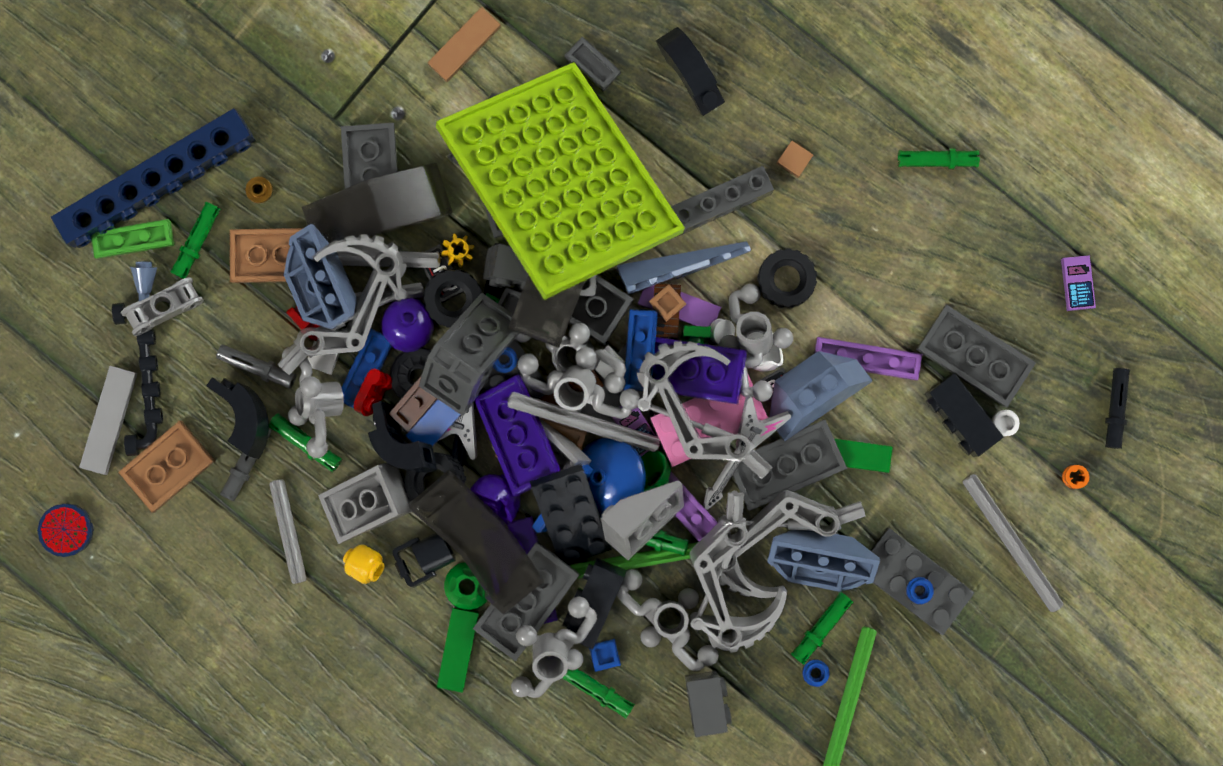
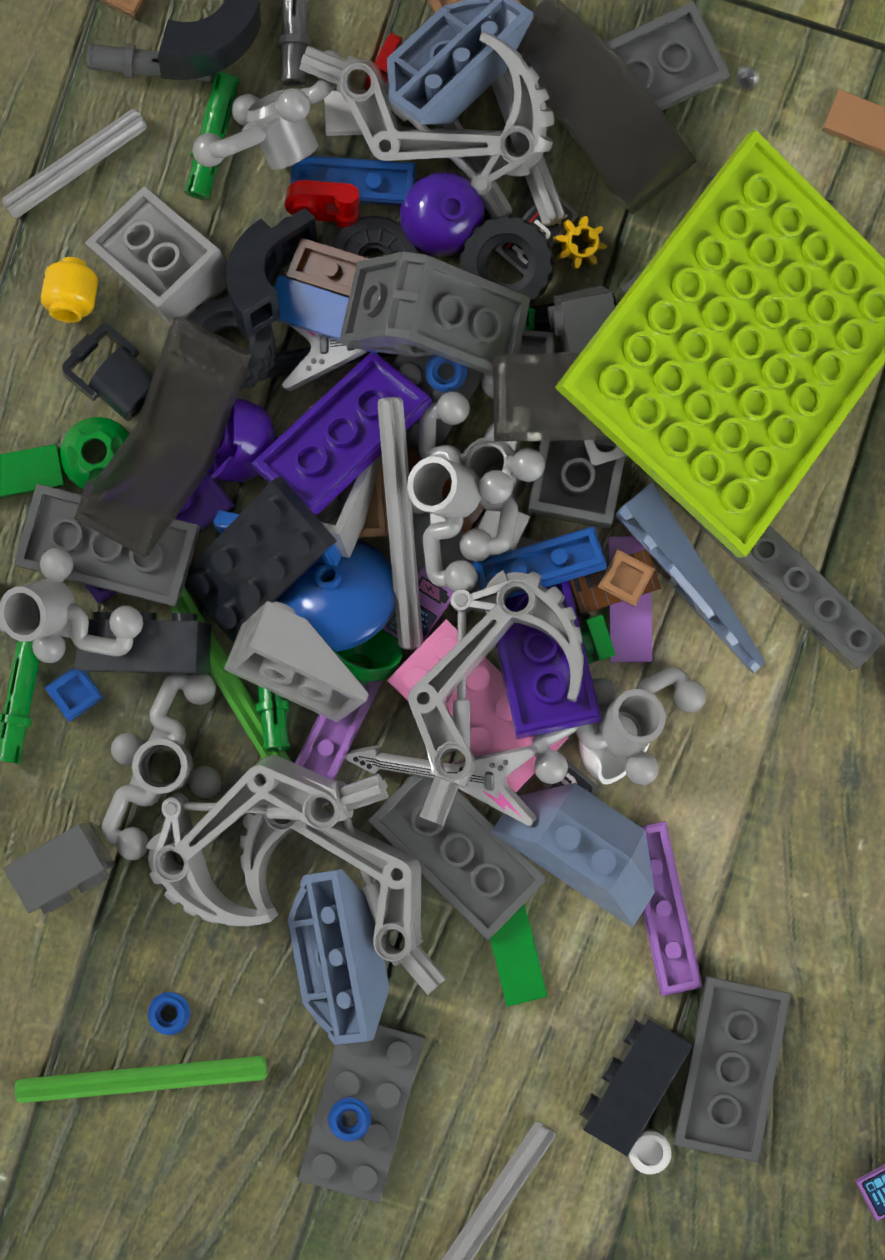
camera: 65 degrees right, 0 degrees up
(721, 328) = (619, 671): white tile -> none
(787, 258) = (765, 735): black tyre -> none
(827, 621) = (237, 996): green pin -> none

